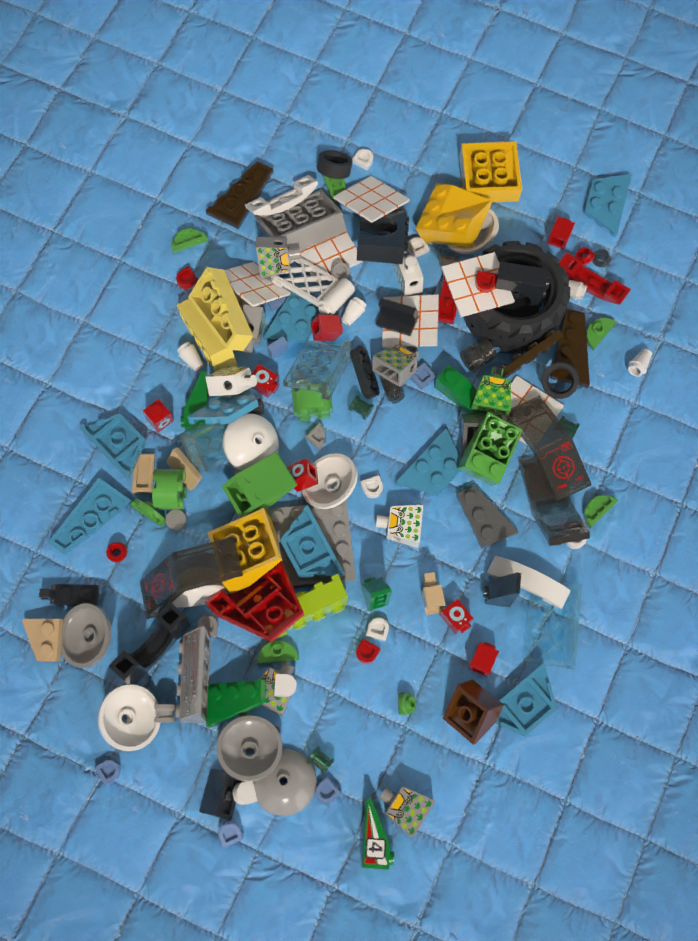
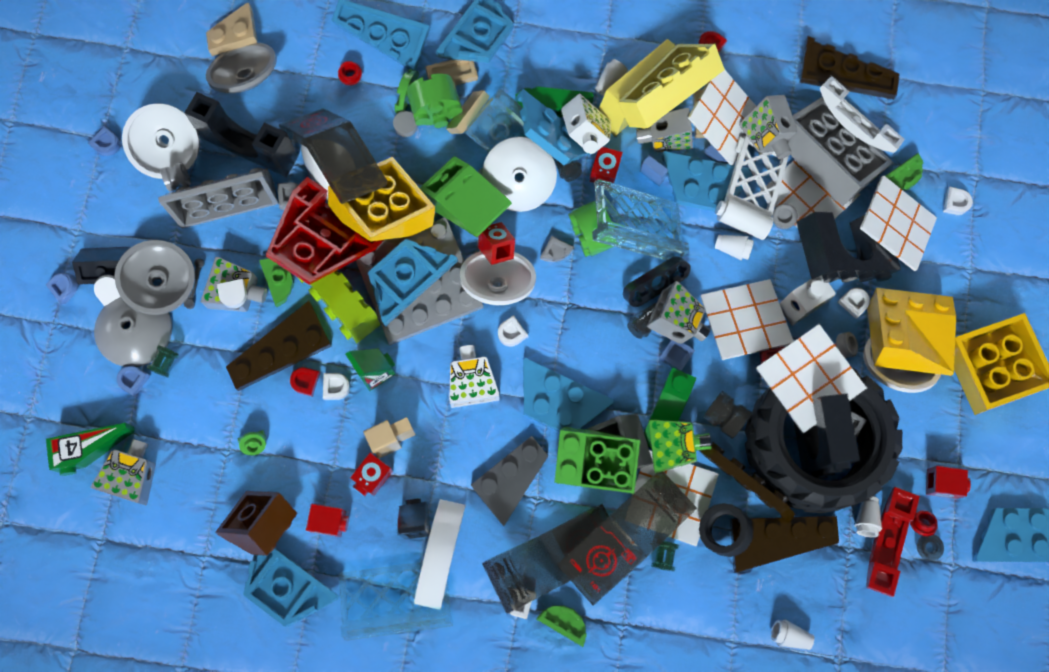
camera: 75 degrees right, 5 degrees up
(71, 594) = (289, 44): black hinge -> none
(158, 415) = (523, 64): red brick -> none
(187, 238) = (762, 28): bright green plate -> none
(232, 698) = (207, 243): green wing -> none
(326, 328) = (699, 219): red brick -> none
(333, 657) = (282, 347): none -> dark brown wing
(334, 164) = (940, 161): black tyre -> none
(361, 407) = (609, 289): clear green bush -> none
(397, 317) = (743, 300): black panel -> none
(485, 281) = (816, 385): red tile -> none
(598, 330) = (819, 567): bright green plate -> none

